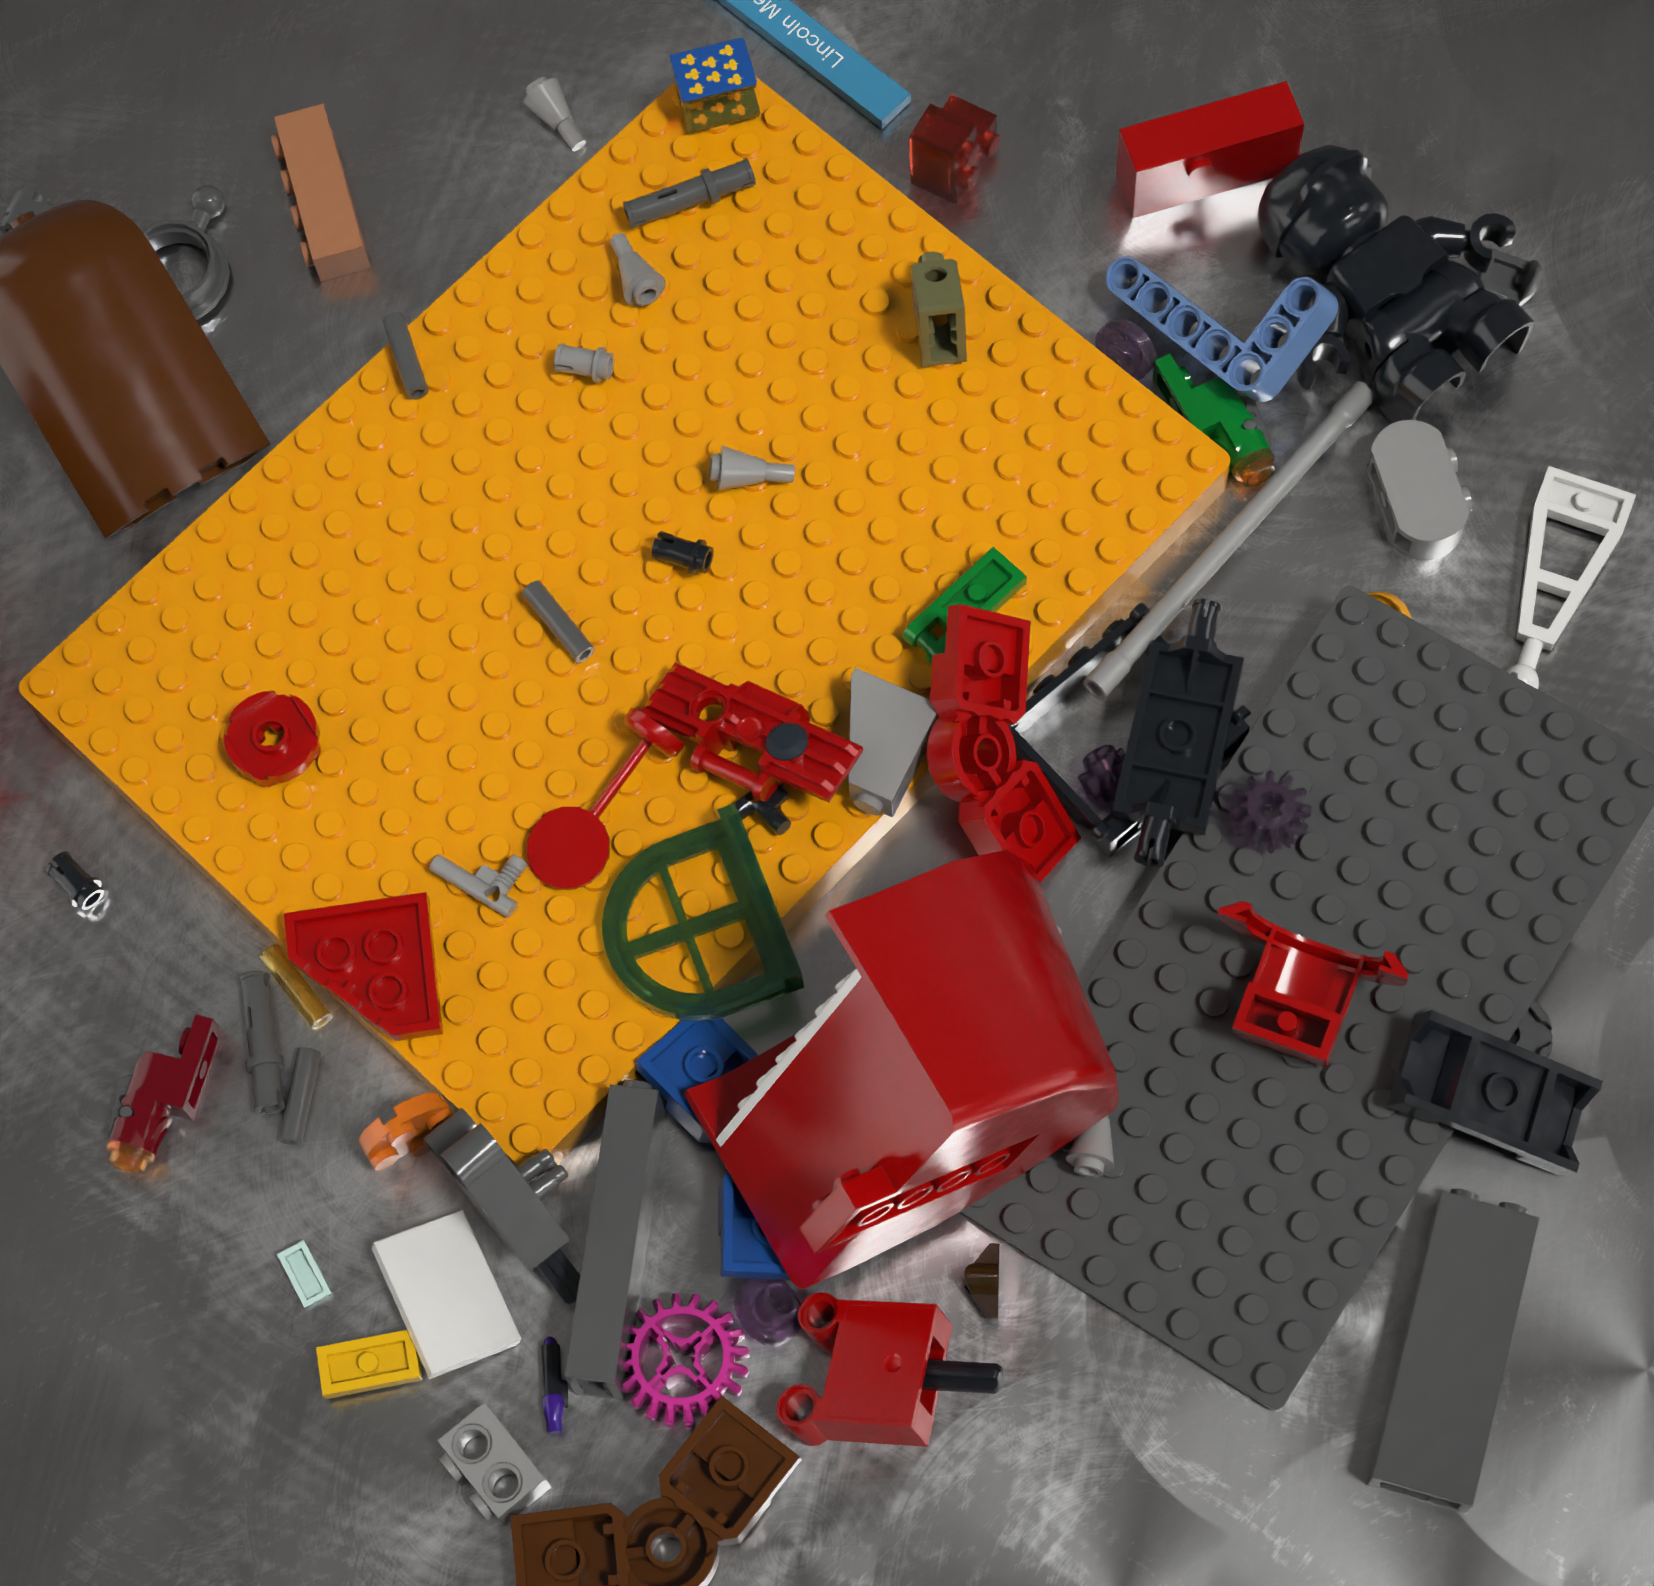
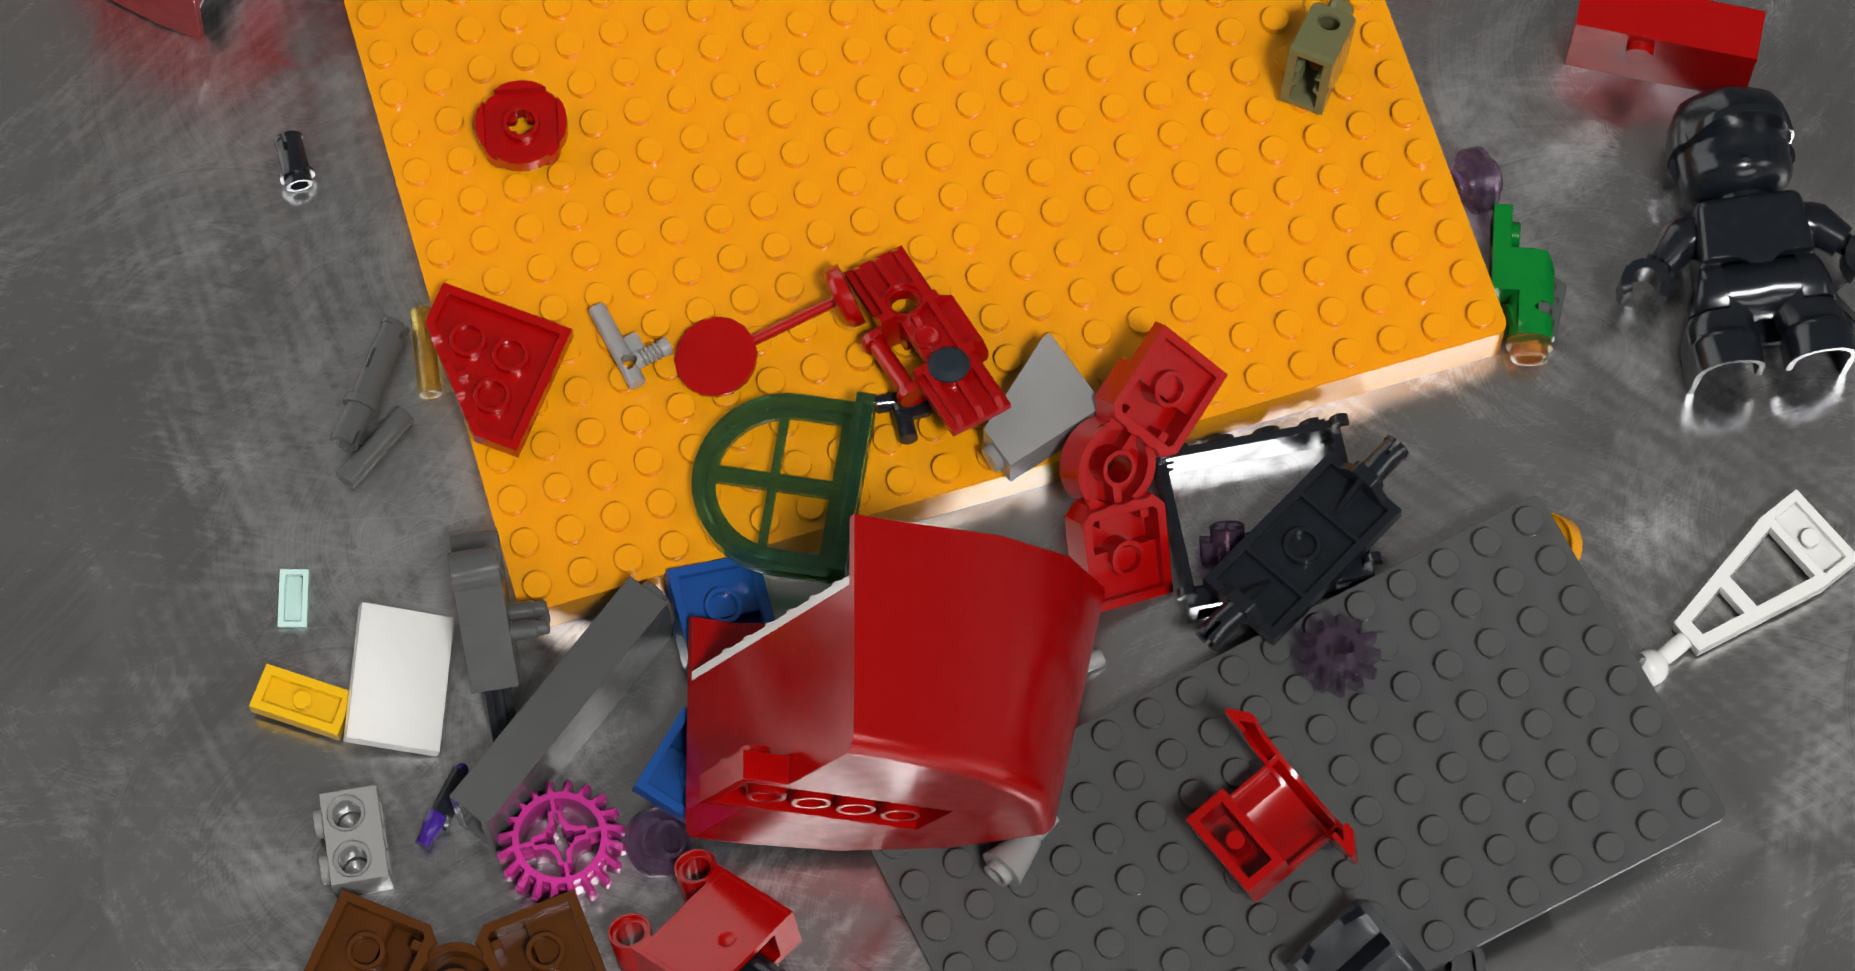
camera: 25 degrees right, 0 degrees up
(160, 1089) = (261, 377): dark red plate -> none
(404, 1132) = (436, 523): orange plate -> none
(558, 621) = (823, 155): dark grey piece -> none
(683, 552) = (973, 160): black pin -> none
(739, 469) = (1058, 104): light grey cone -> none
(982, 586) = (1203, 325): green plate -> none
(983, 1281) = (855, 921): dark brown piece -> none
(1119, 662) = (1292, 453): light grey piece -> none
(1211, 336) = (1572, 252): medium blue beam -> none
(1418, 489) = (1665, 447): light grey brick -> none

